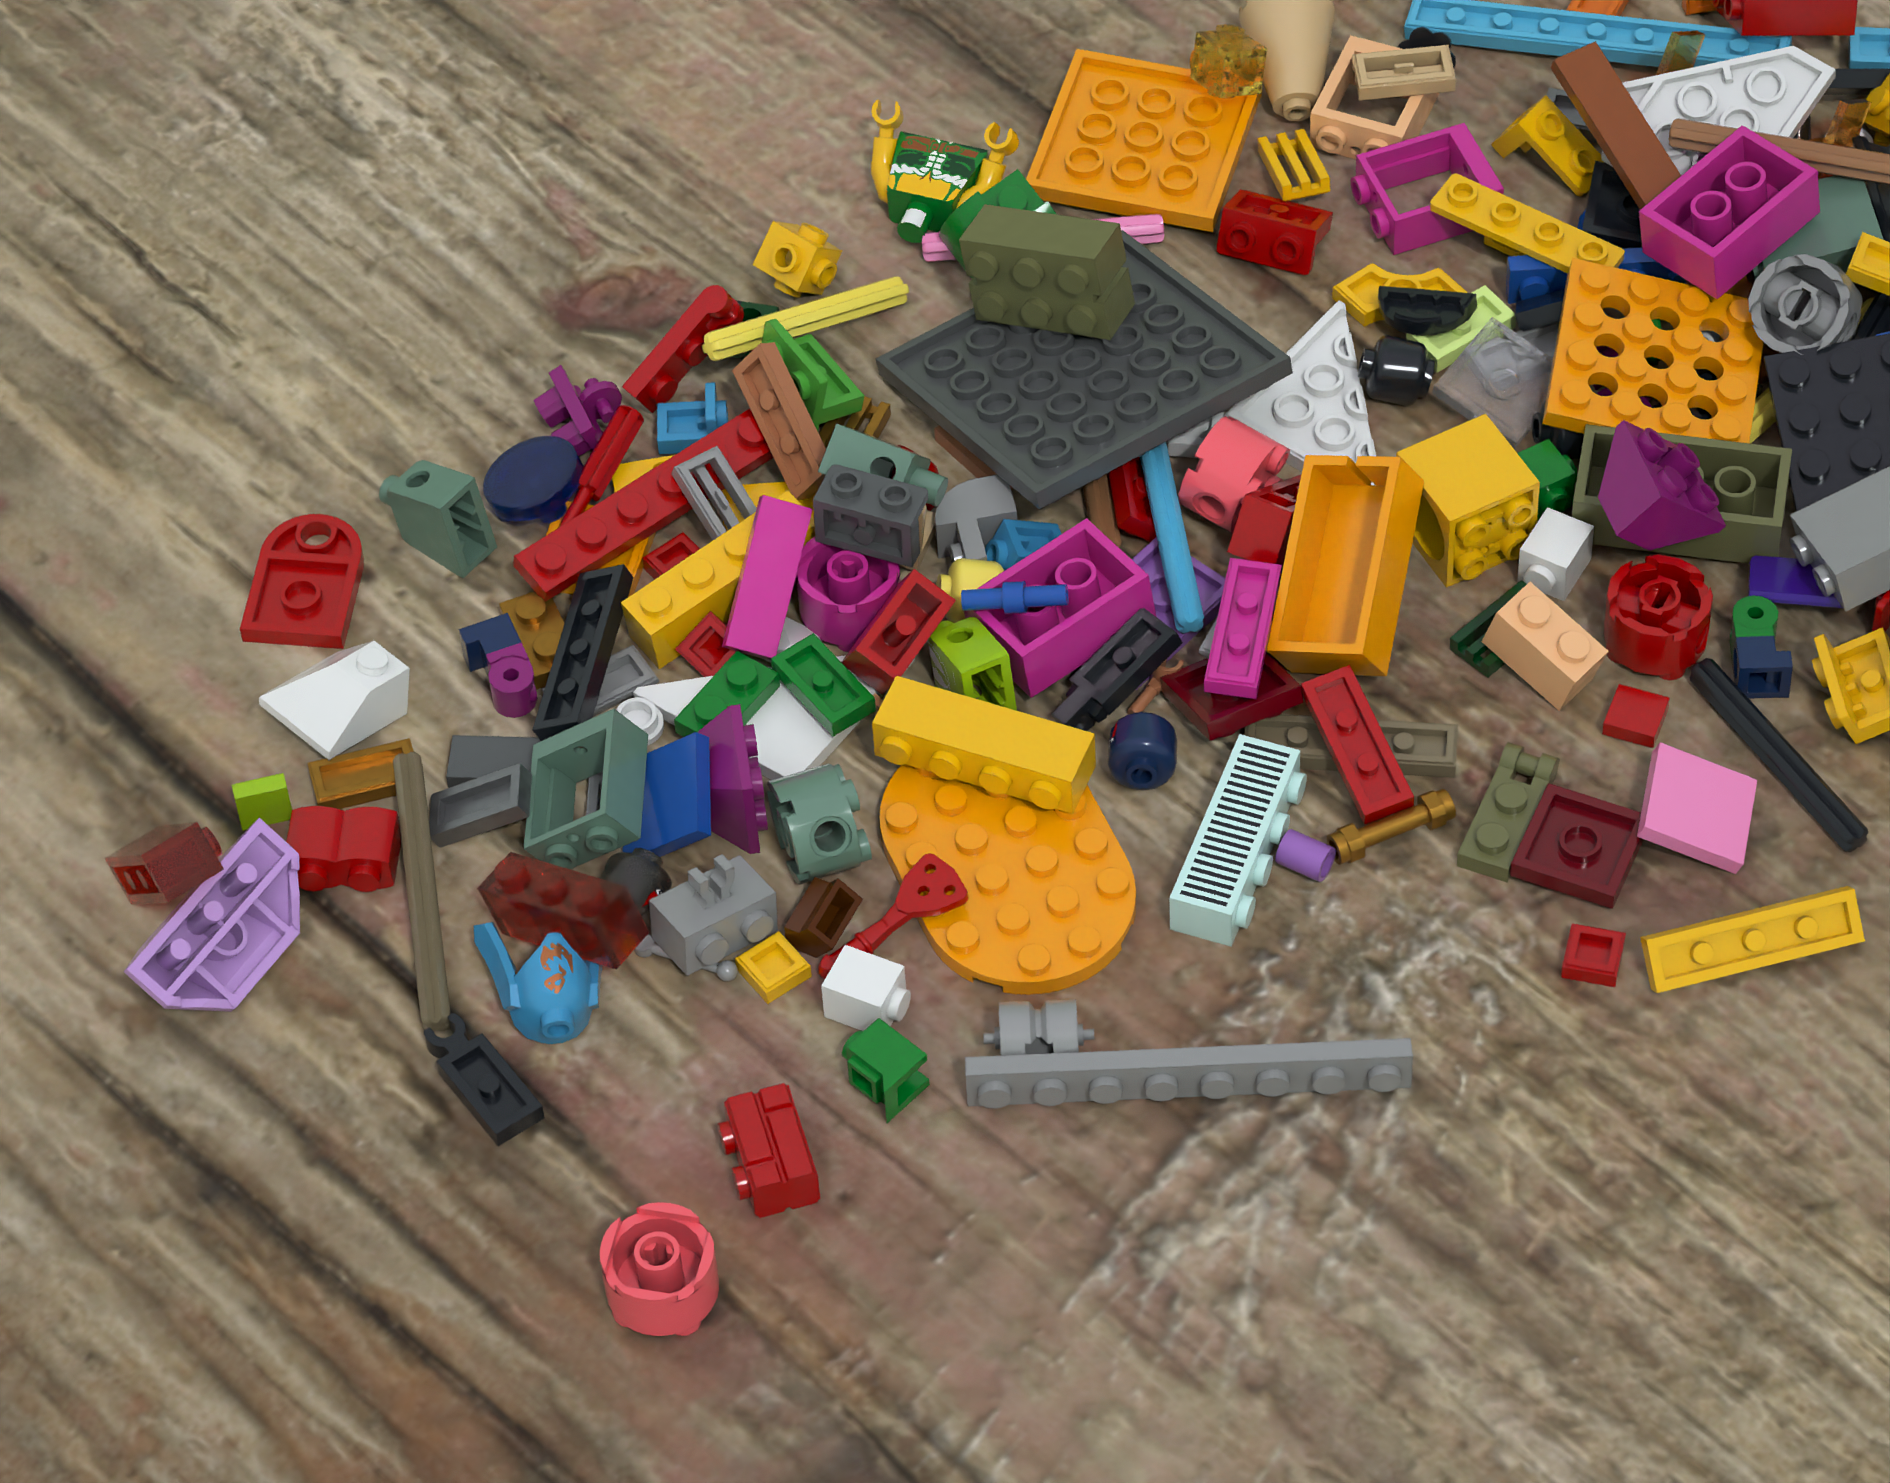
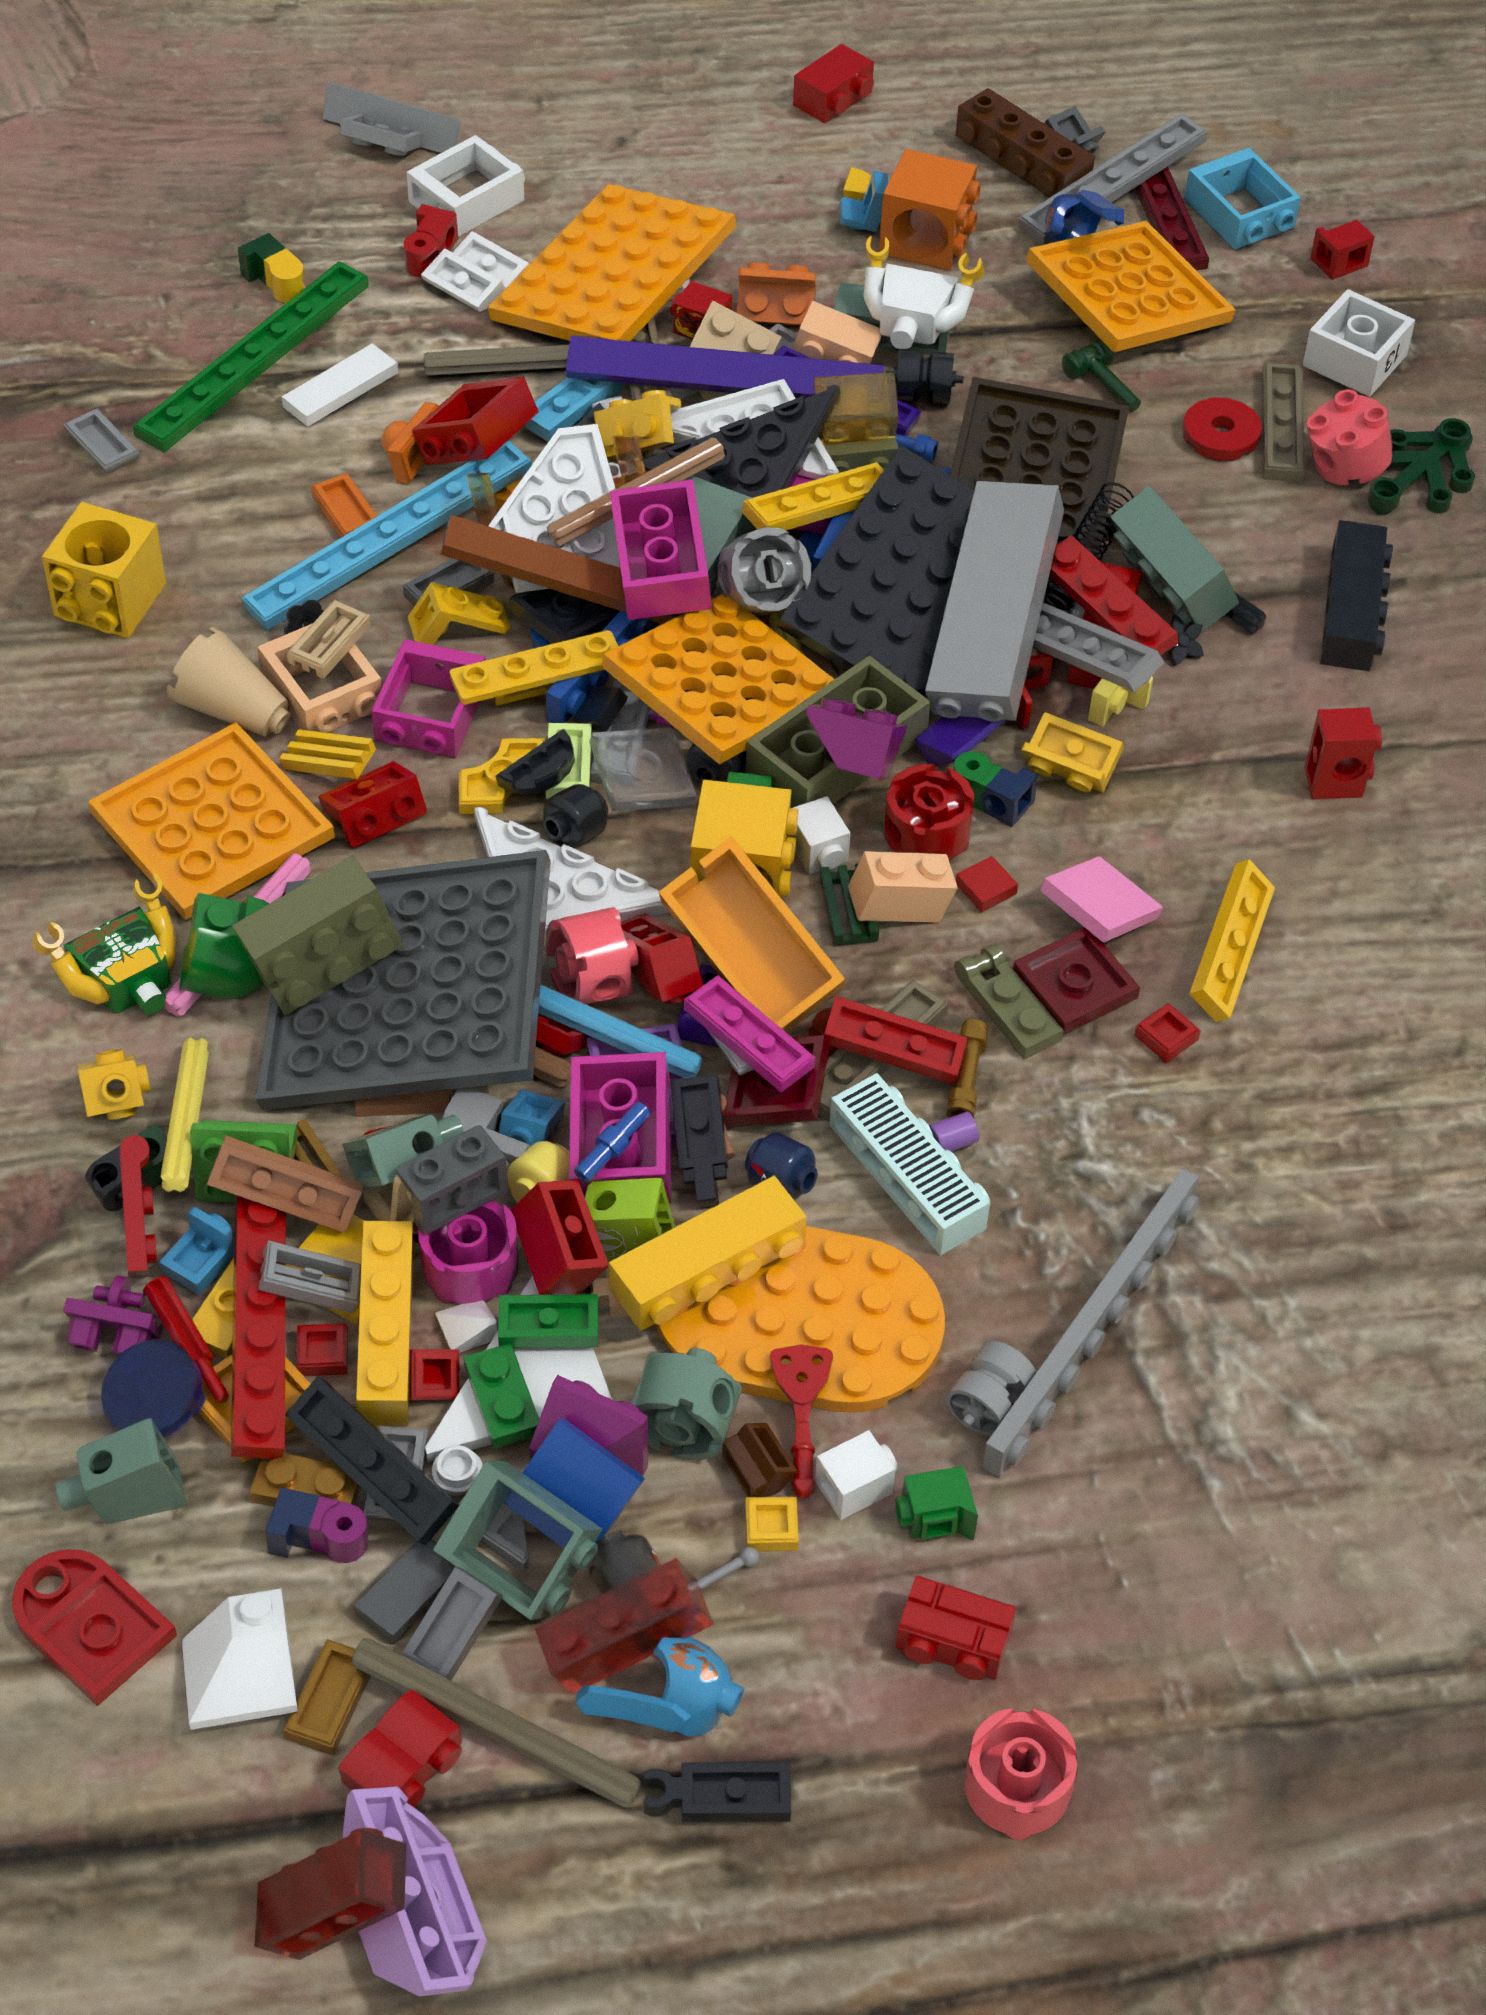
camera: 60 degrees left, 0 degrees up
(262, 799) = (298, 1786): lime tile -> none
(713, 914) = (705, 1526): light grey brick -> none
(767, 577) = (431, 1287): dark pink tile -> none
(1228, 62) = (217, 721): clear yellow brick -> none
(1779, 755) = (1084, 833): black axle -> none

